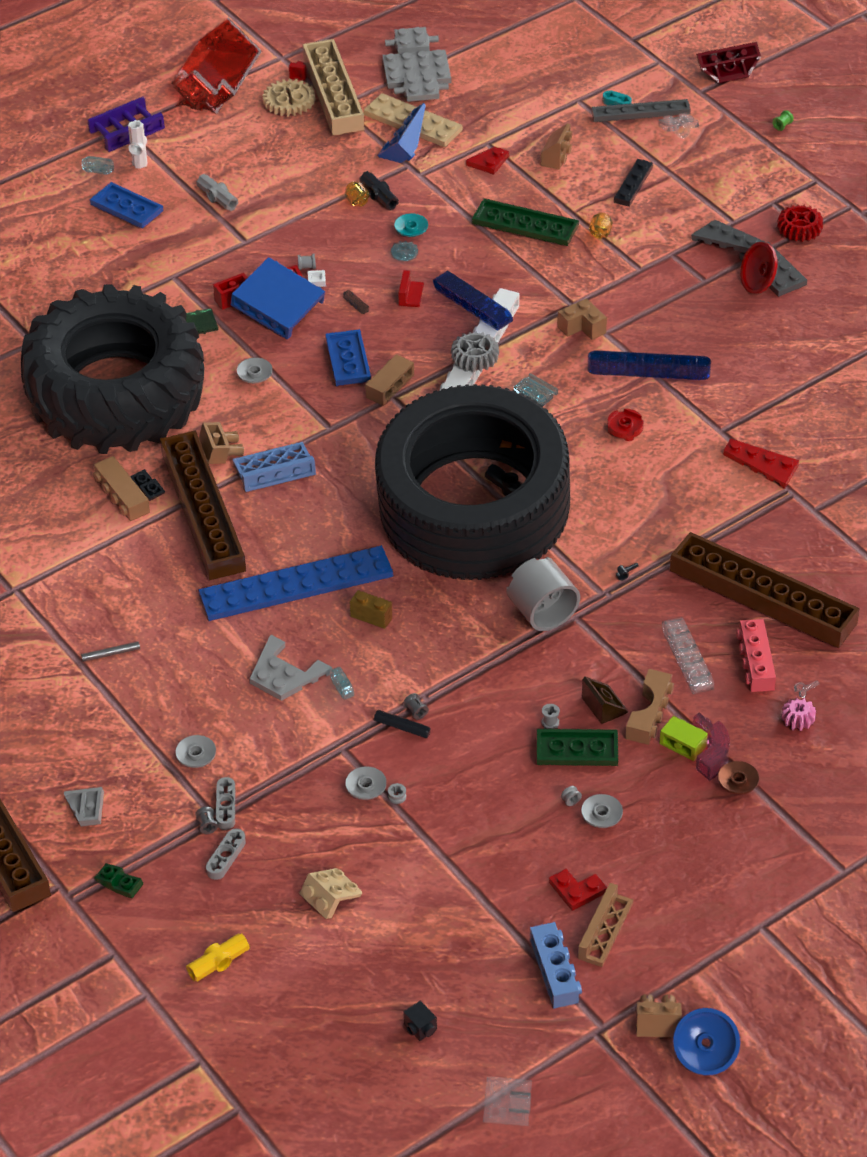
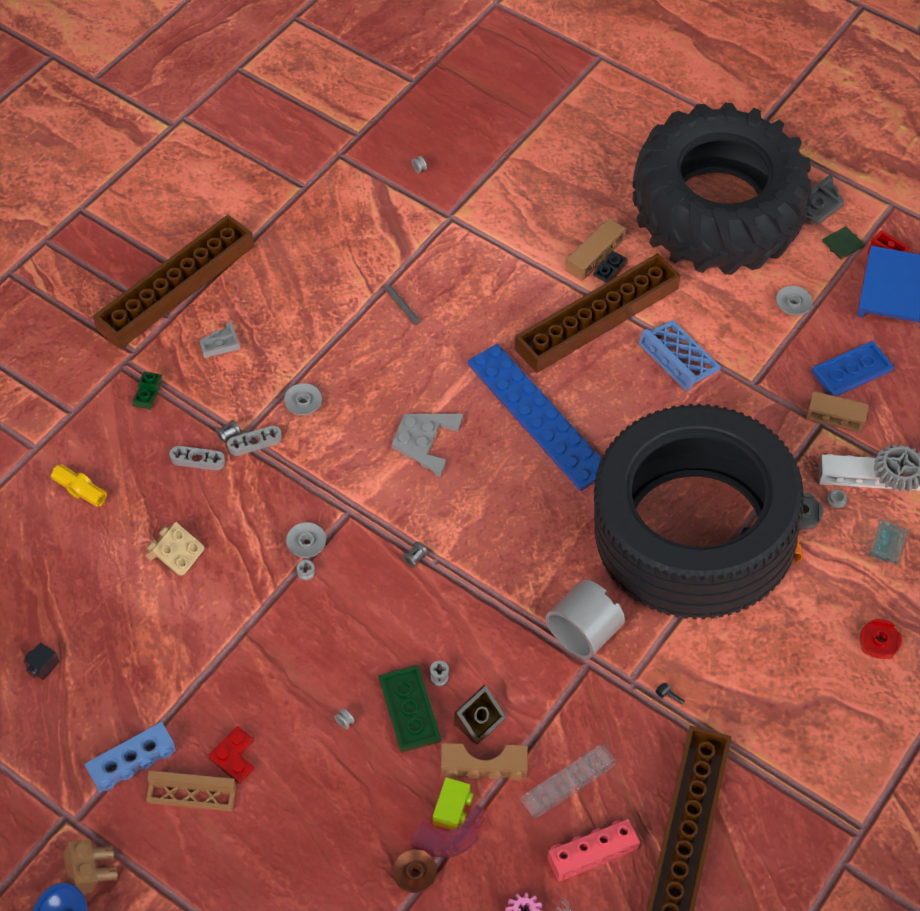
camera: 70 degrees right, 10 degrees up
(216, 443) = (680, 296): medium nougat brick -> none
(341, 683) = (422, 486): clear light blue beam -> none
(371, 609) = (521, 483): pearl gold brick -> none
(402, 723) = (392, 549): black axle -> none
(602, 811) = (331, 742): light grey dish -> none
(771, 464) = (891, 792): red wing -> none

